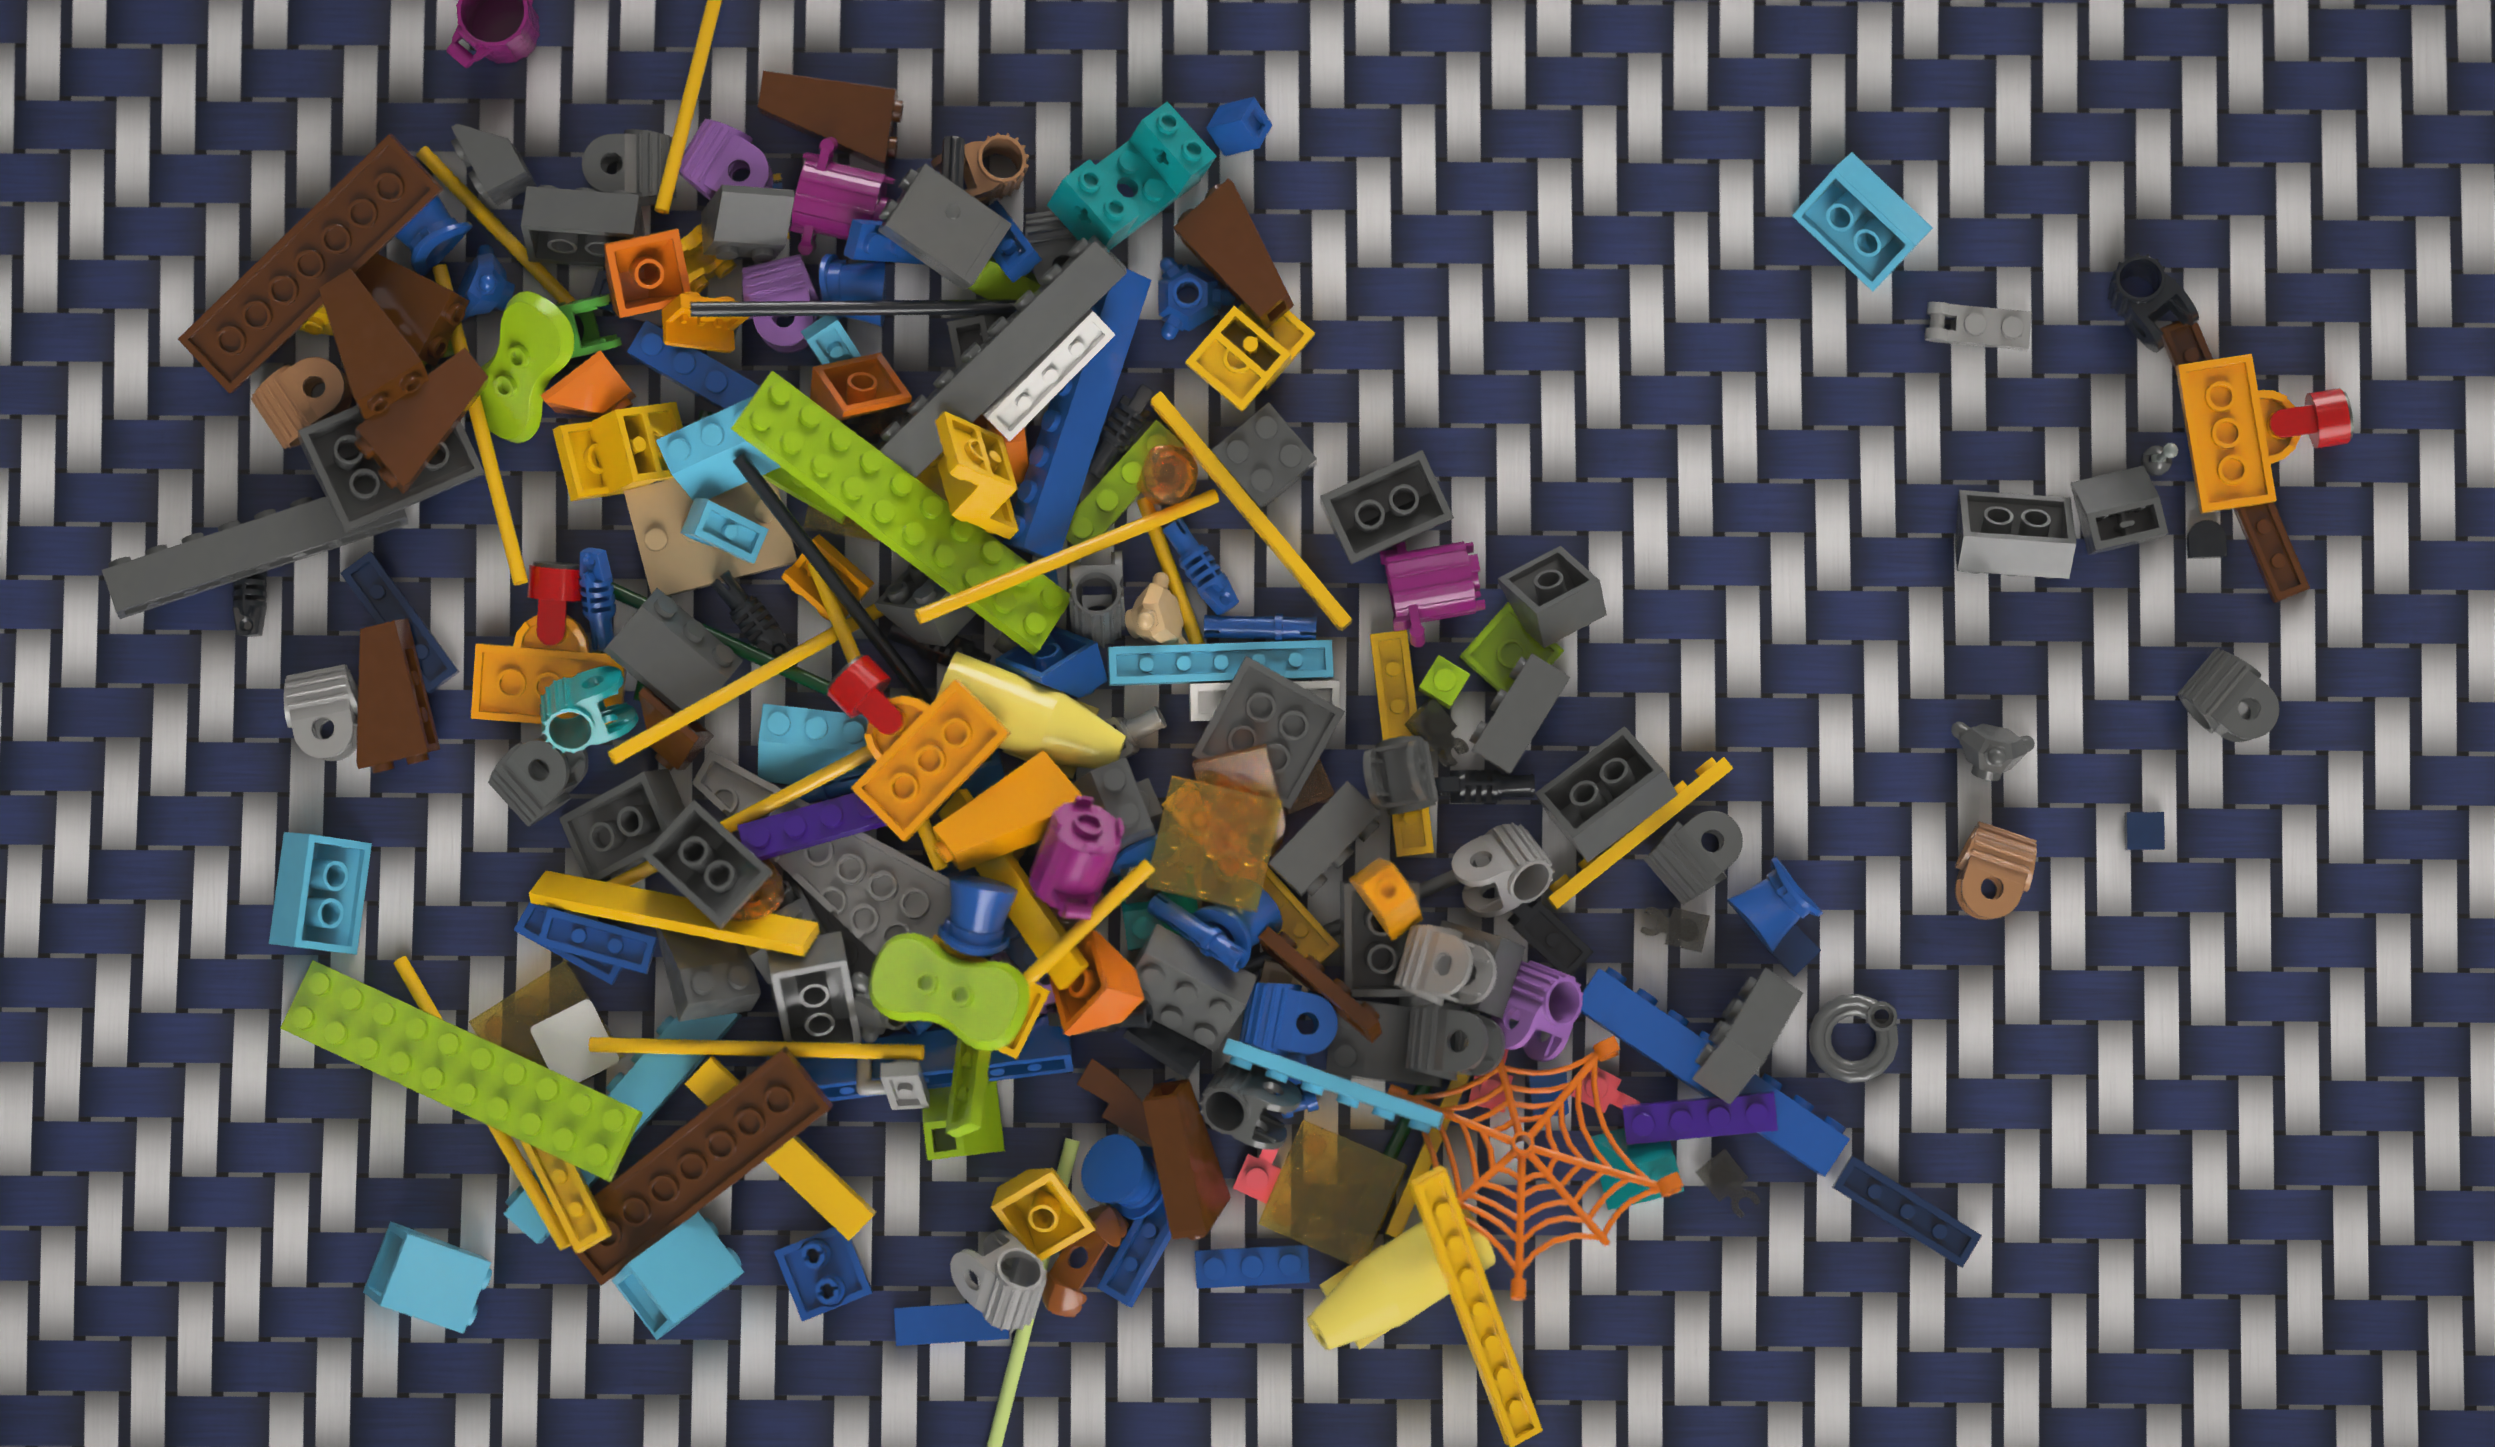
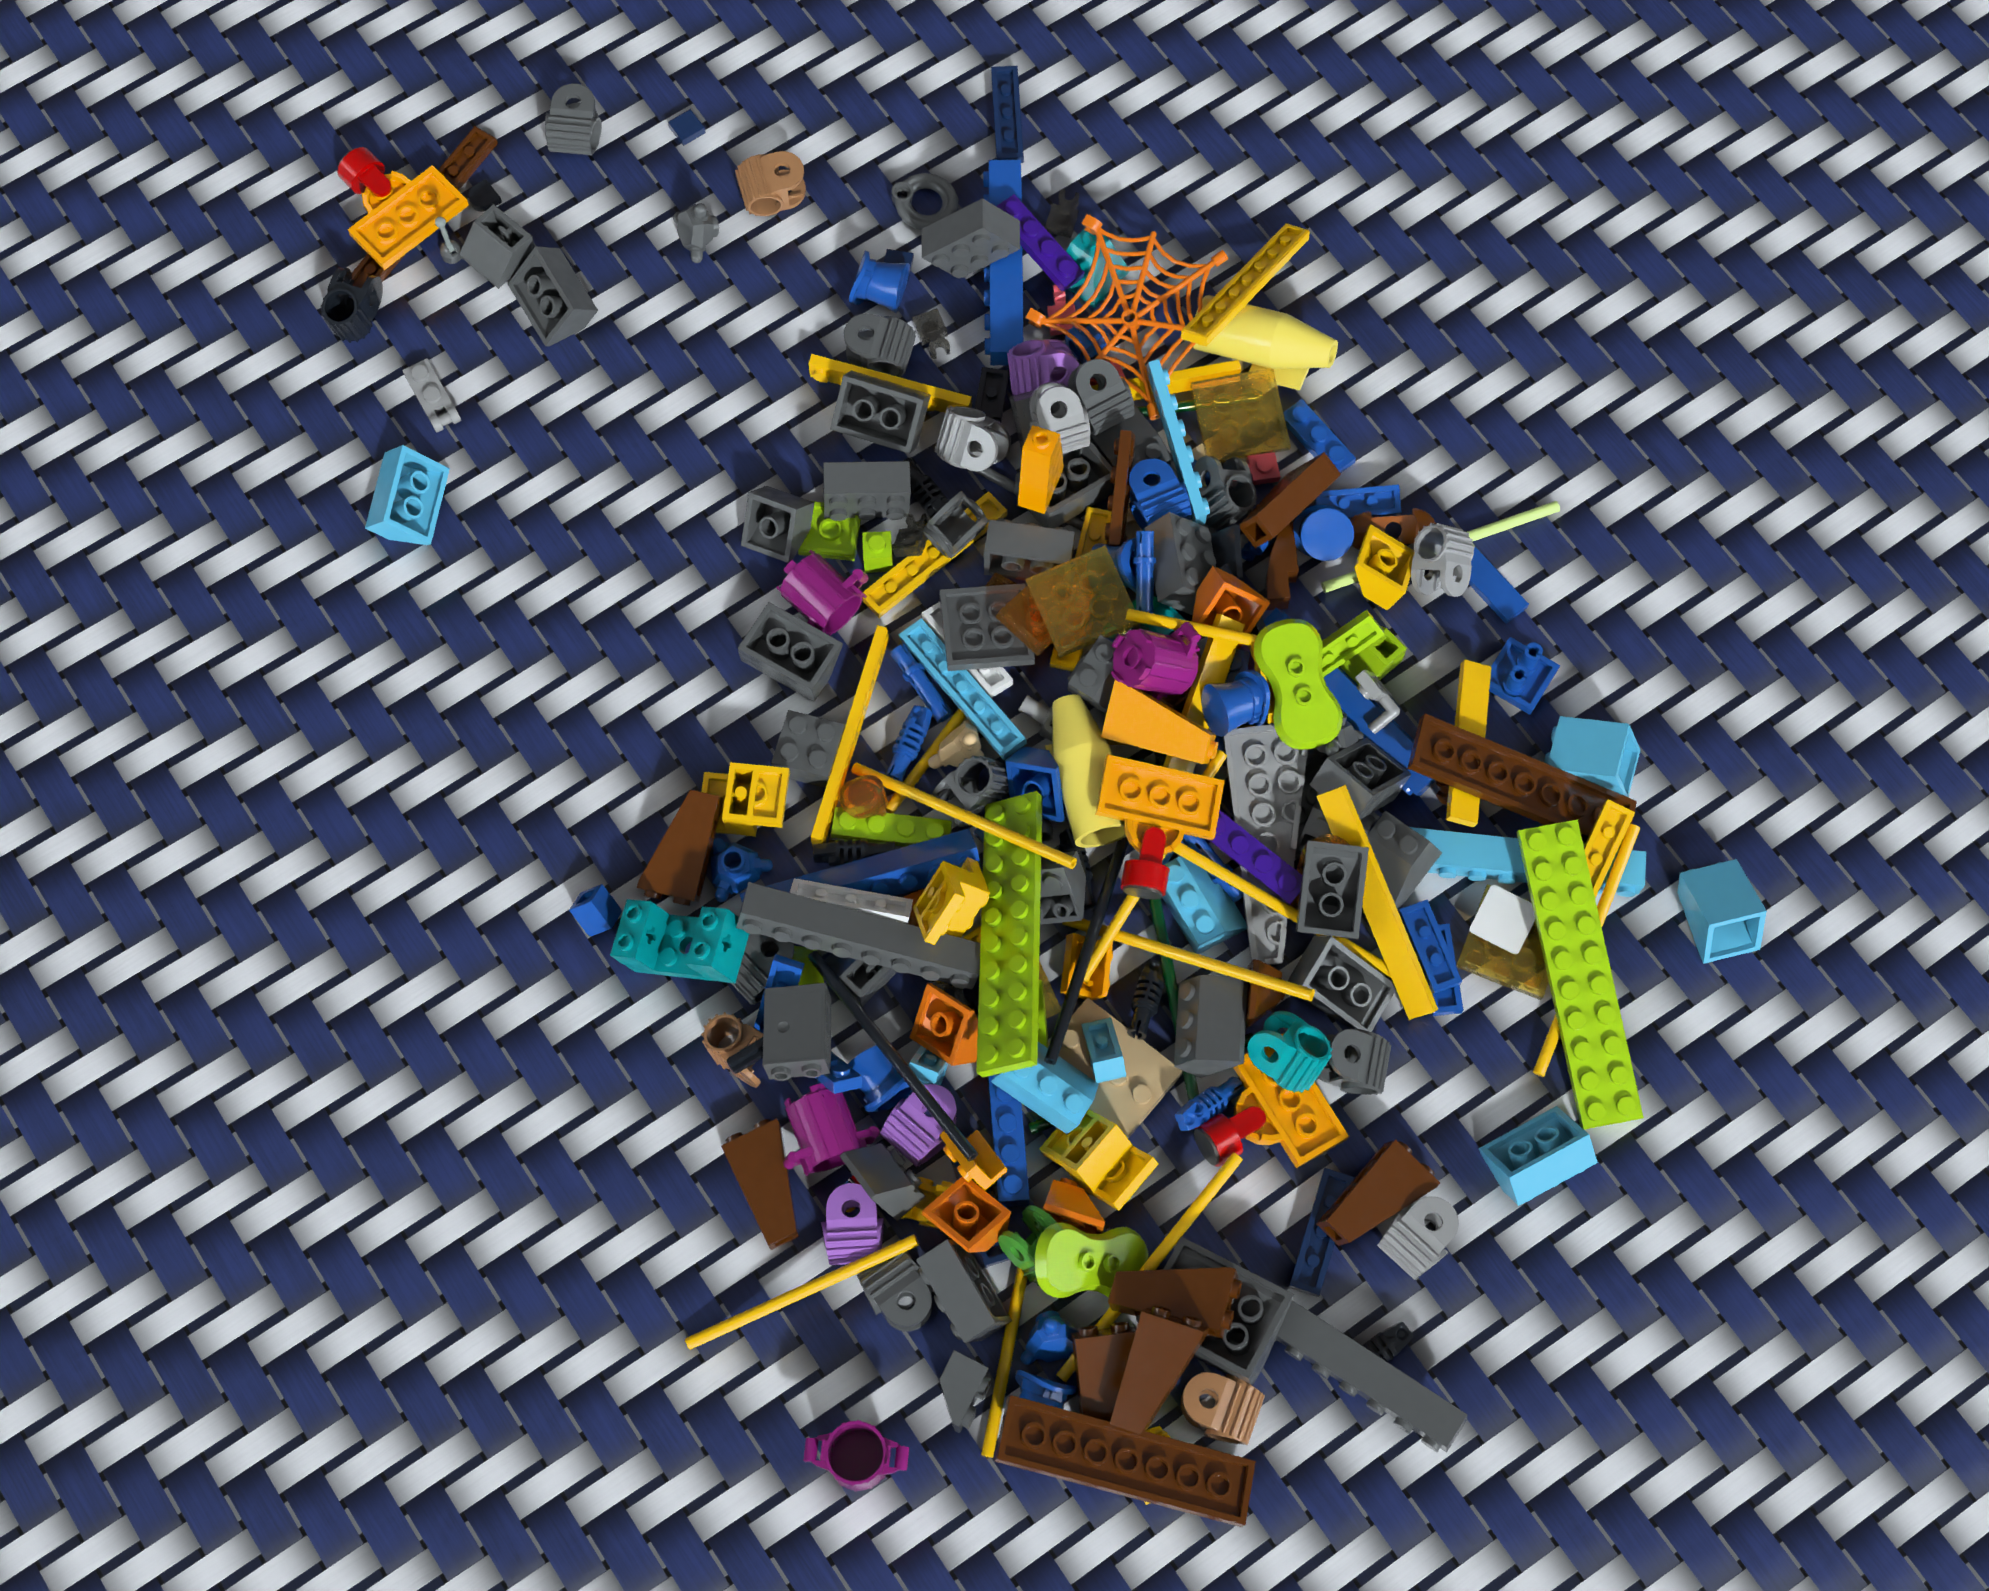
camera: 125 degrees left, 15 degrees down
(756, 1048) = (1422, 794): yellow piece -> none

